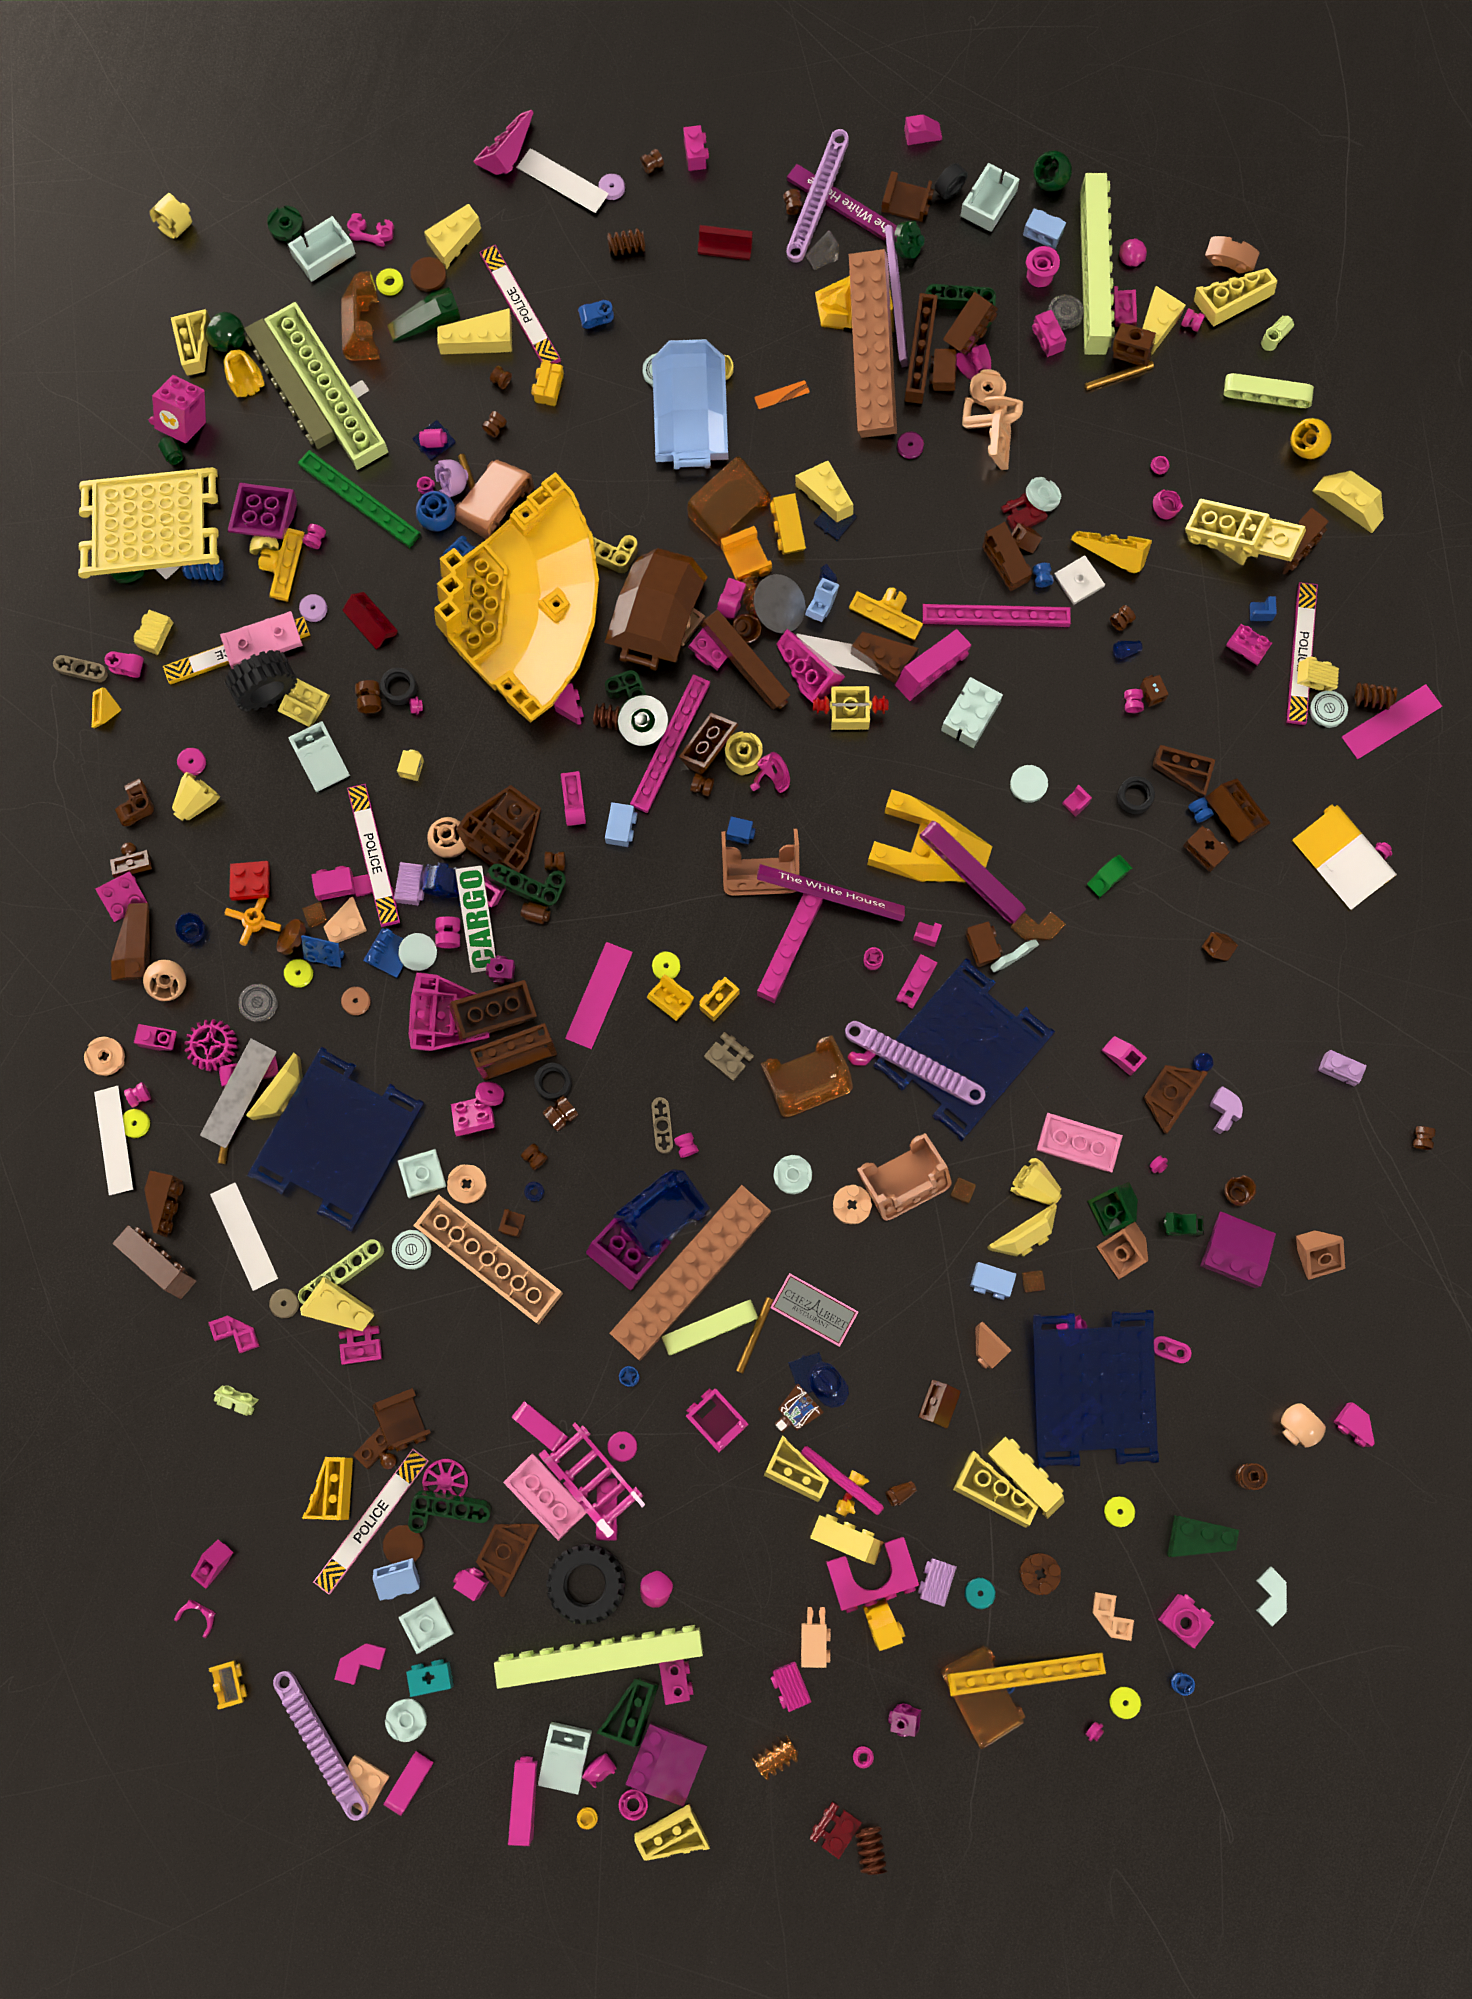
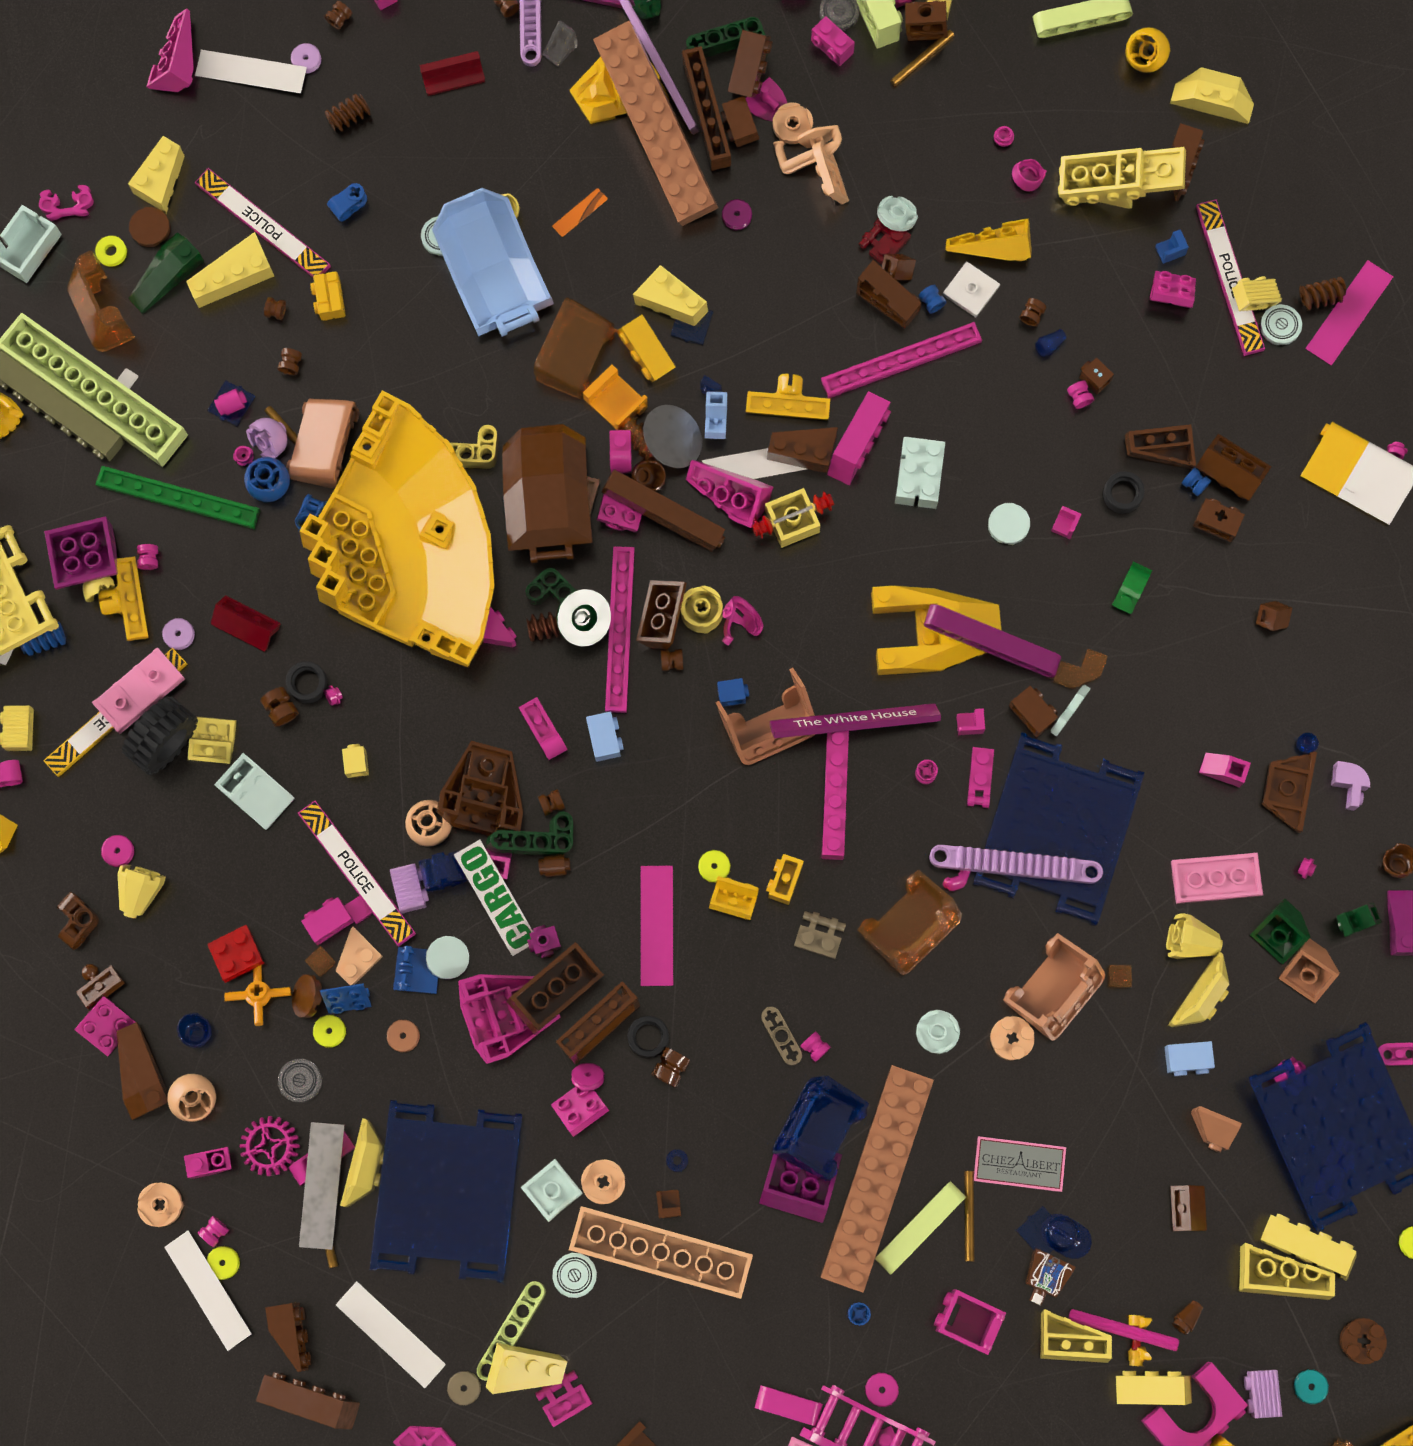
camera: 20 degrees left, 0 degrees up
(447, 932) = (472, 931): dark pink wheel -> none
(534, 1156) = (667, 1124): reddish brown wheel -> none
(1033, 1281) = (1230, 1041): clear orange plate -> none

